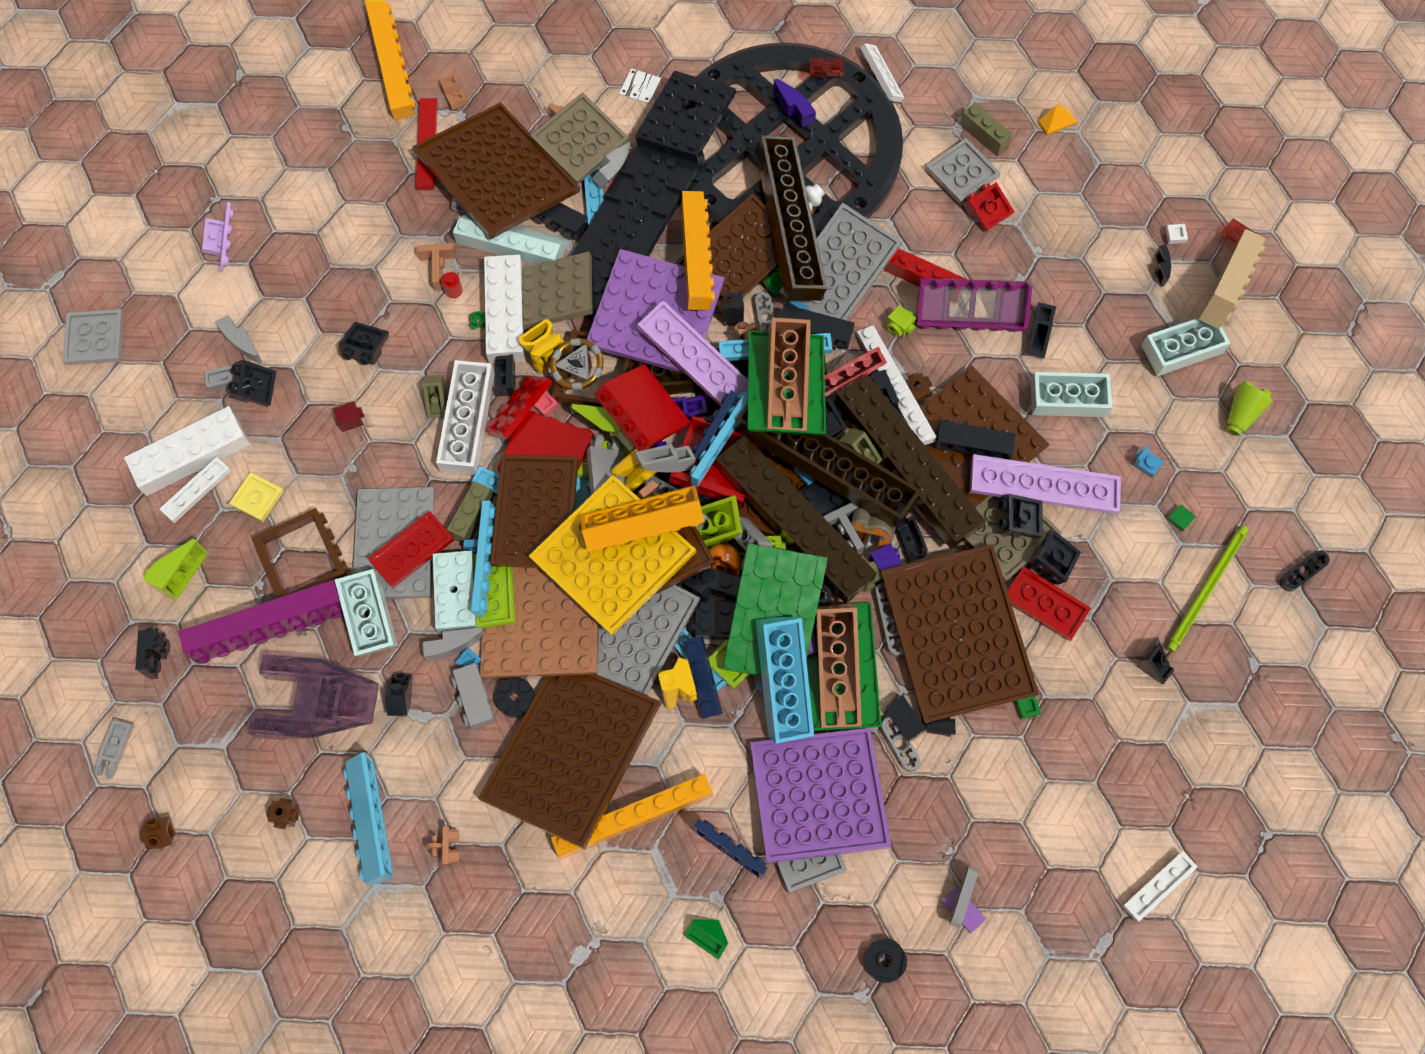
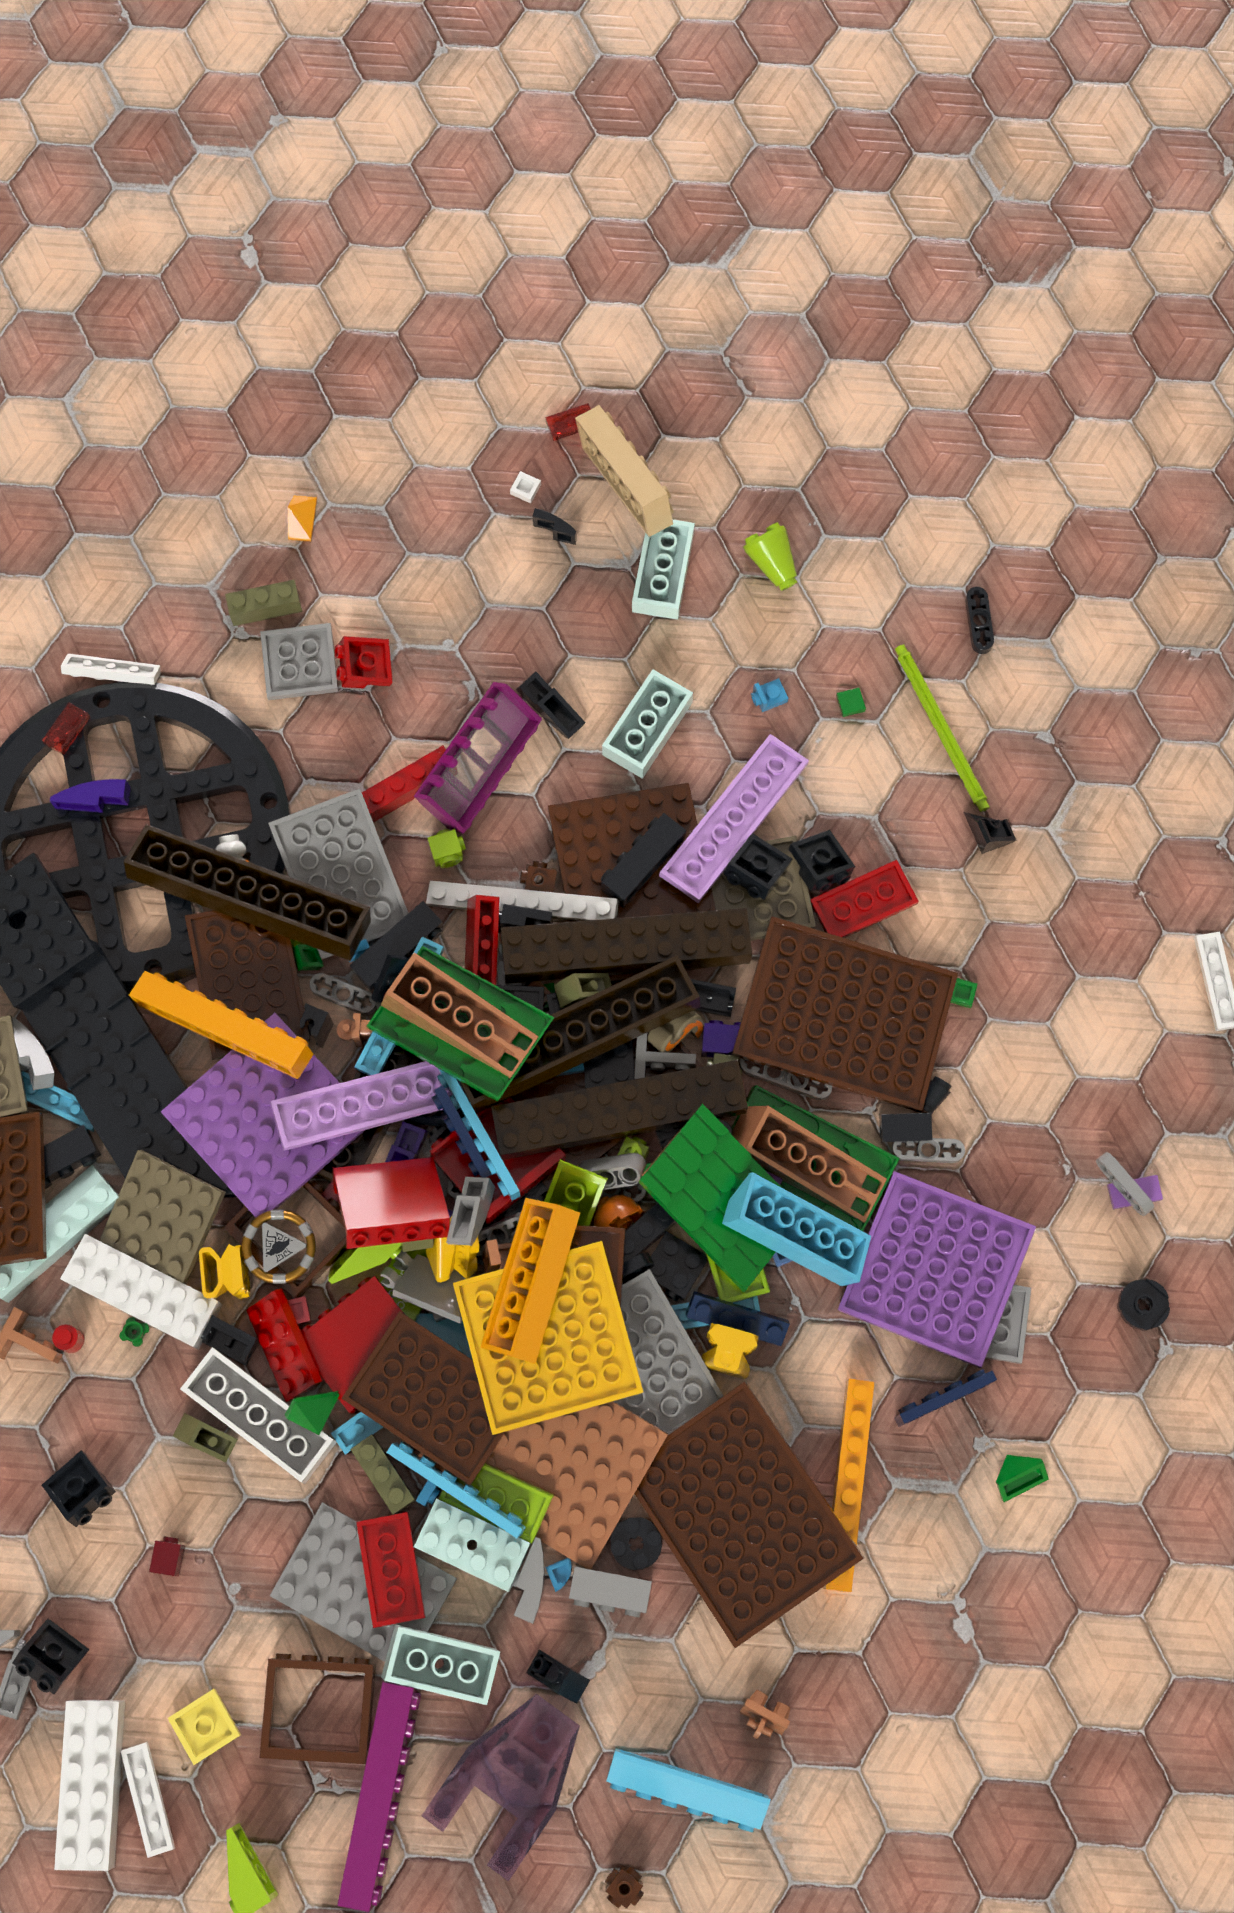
camera: 60 degrees left, 5 degrees up
(484, 443) = (312, 1410): none -> green slope

